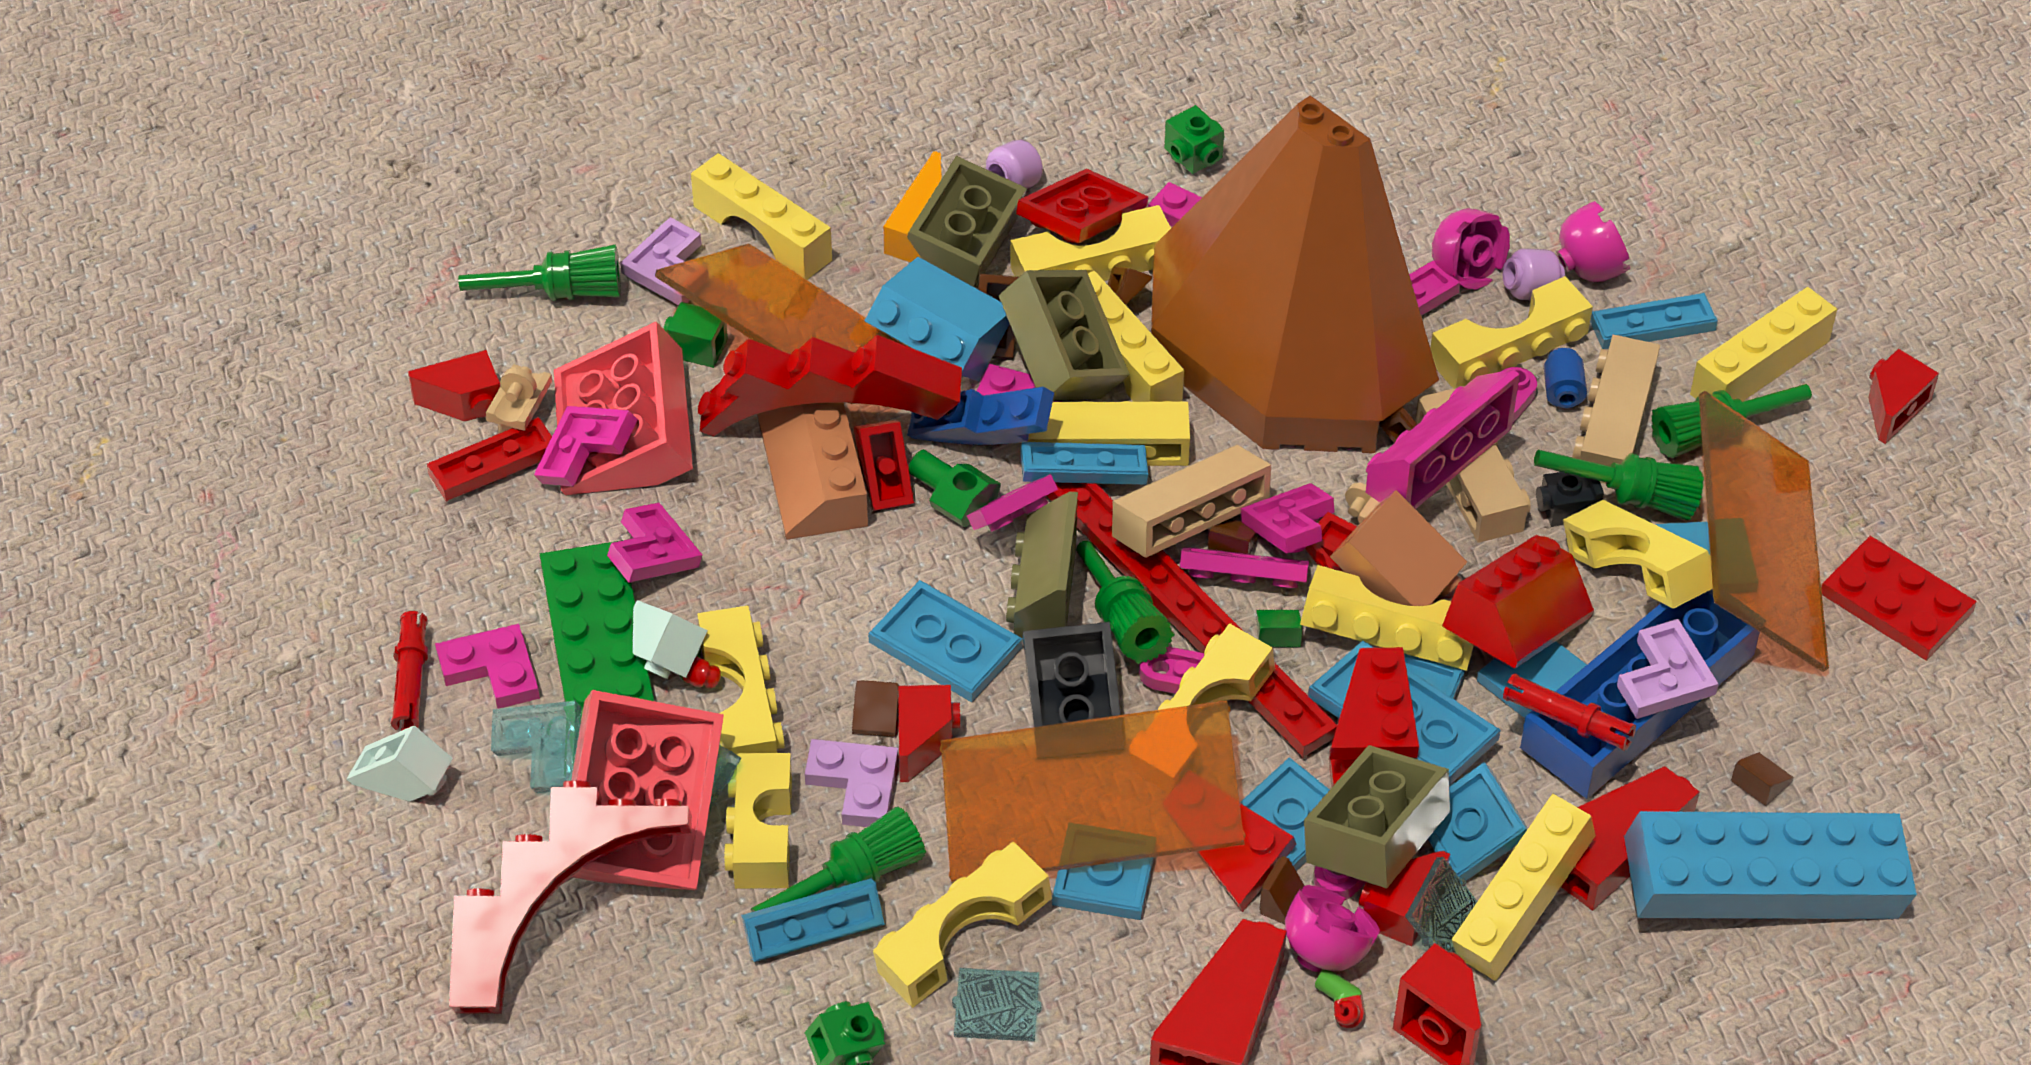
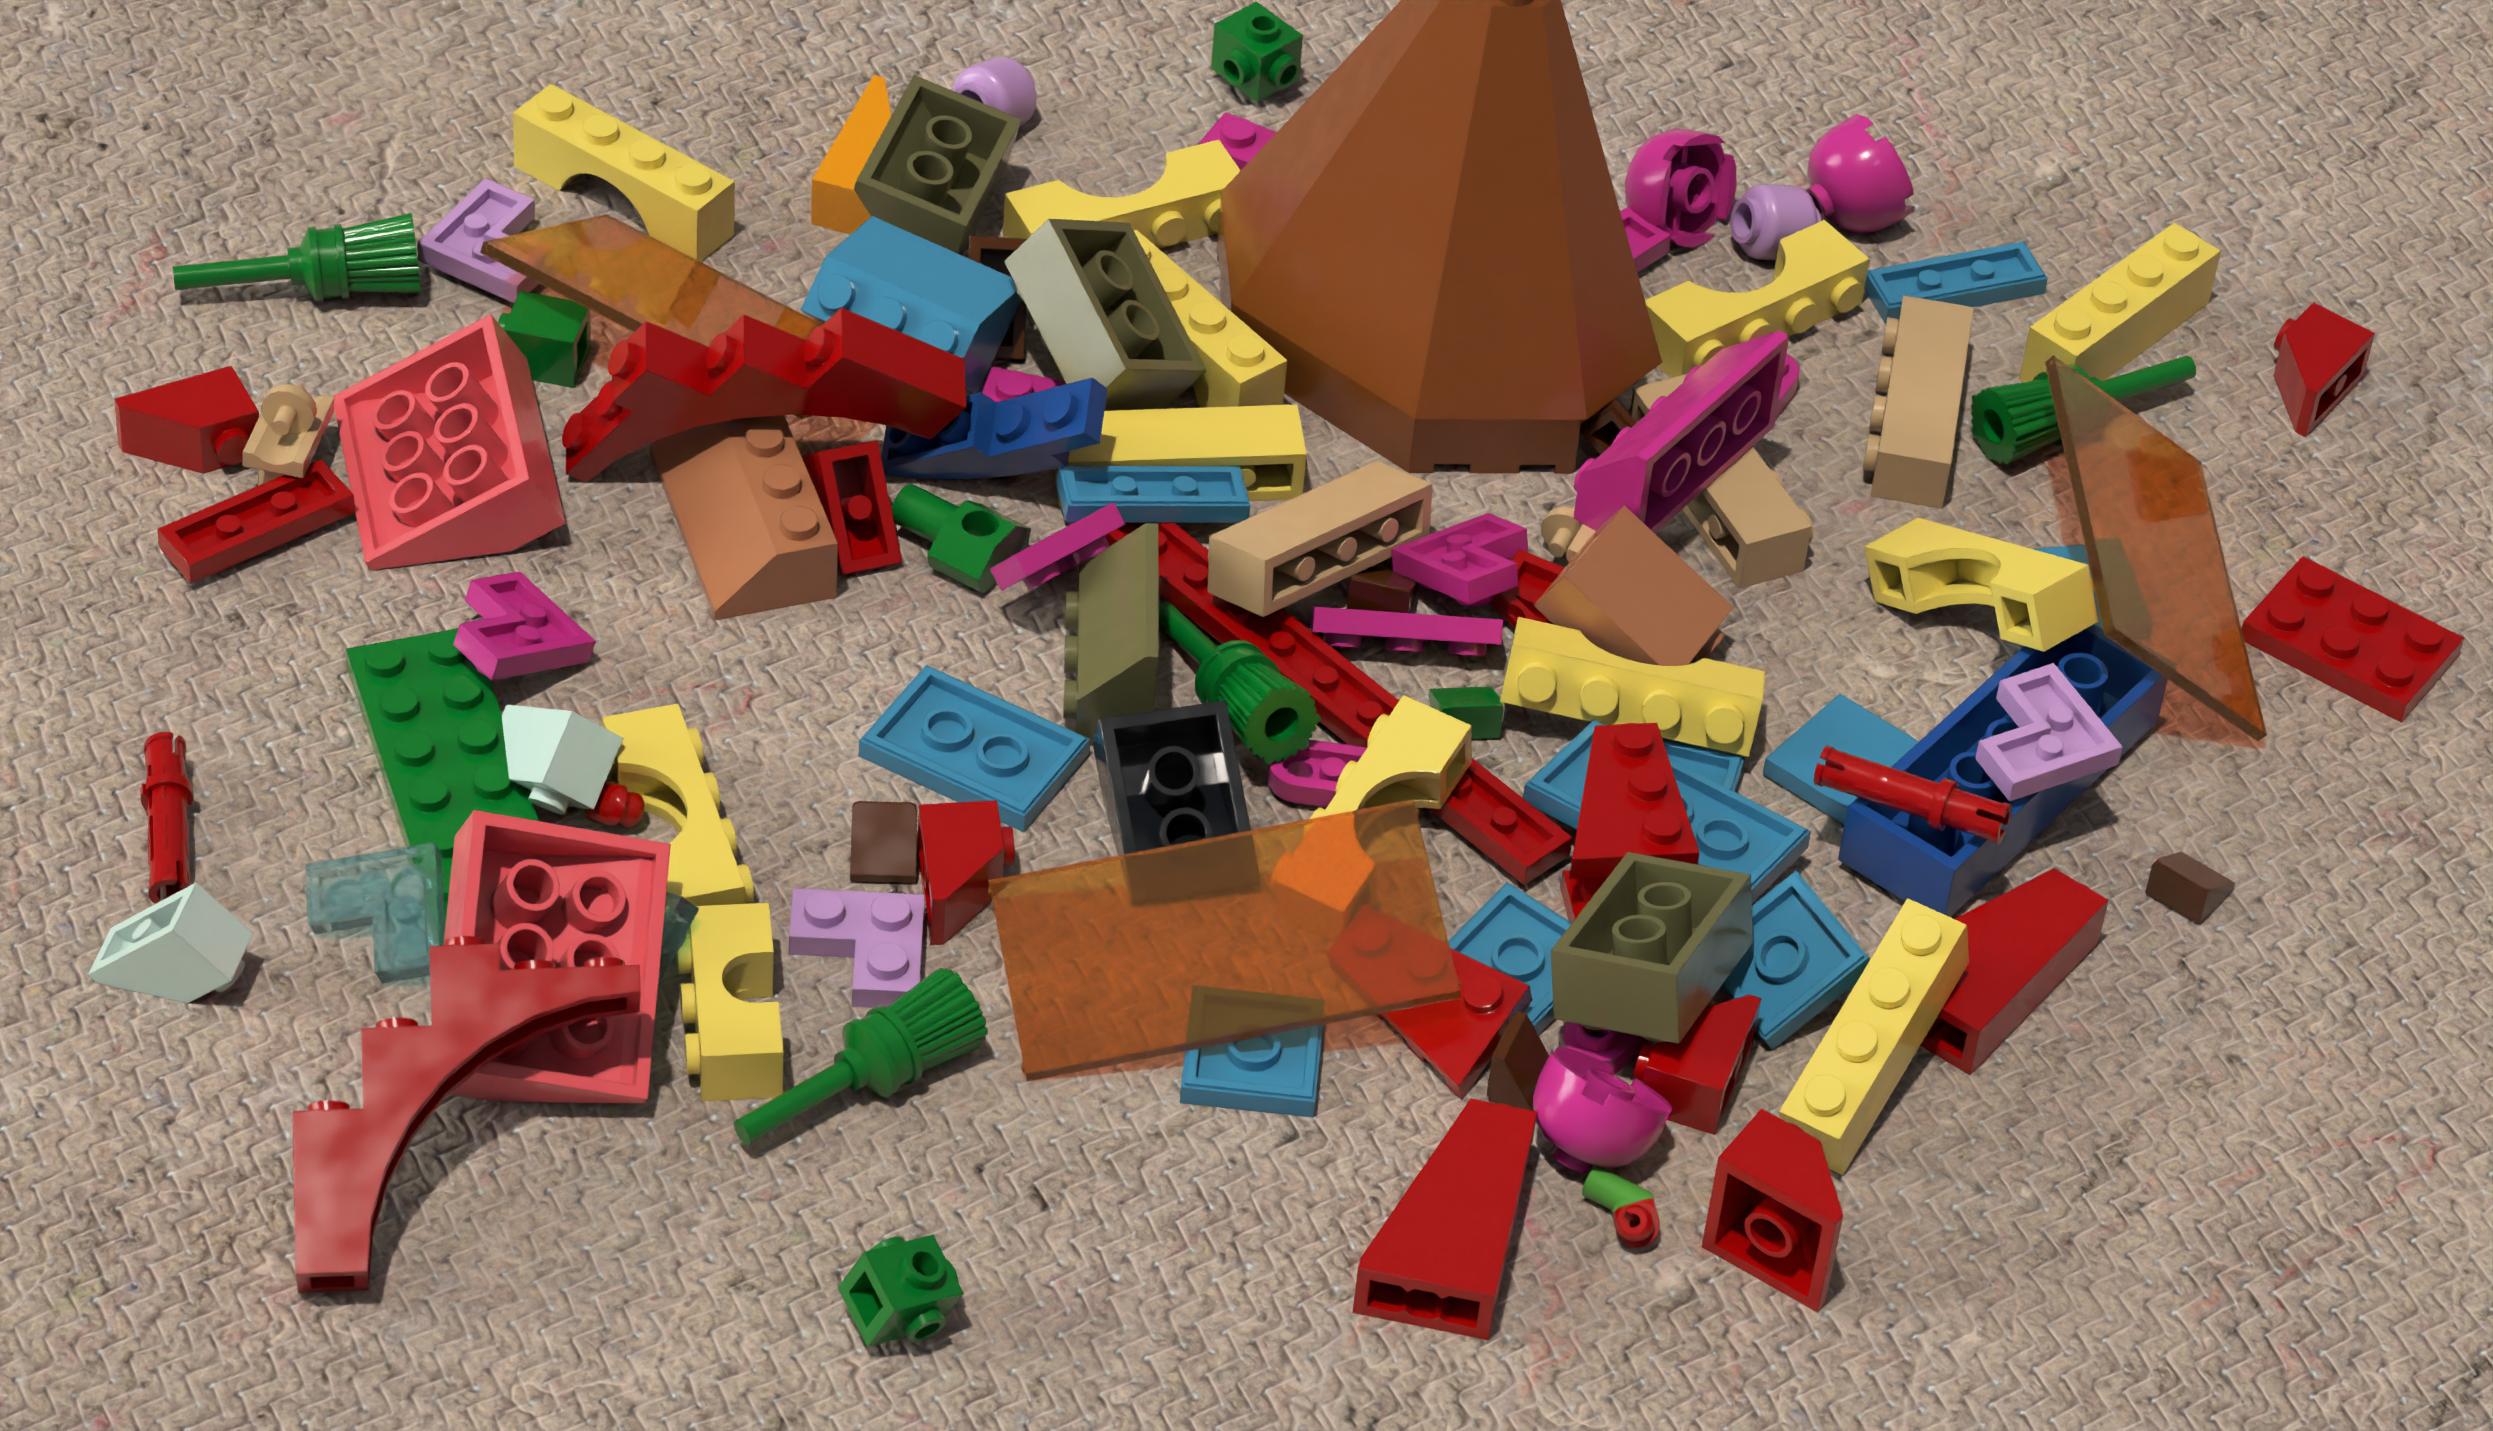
camera: 10 degrees left, 5 degrees down
(494, 654) = (295, 792): dark pink plate -> none
(577, 435) = (389, 477): dark pink plate -> none
(812, 920) = (828, 1134): dark azure tile -> none
(996, 1004) = (1116, 1241): clear light blue piece -> none
(1003, 888) = (1111, 1075): light yellow arch -> none
(1080, 205) = (1101, 145): red plate -> none
(1127, 282) = (1187, 244): reddish brown slope -> none
(1440, 906) = (1755, 1067): clear light blue piece -> none
(1520, 602) = (1819, 653): red slope -> none
(1565, 378) = (1839, 360): blue brick -> none
(1566, 495) = (1864, 512): black brick -> none
(1638, 481) = (1966, 490): green piece -> none
(1769, 865) = (2220, 992): dark azure brick -> none

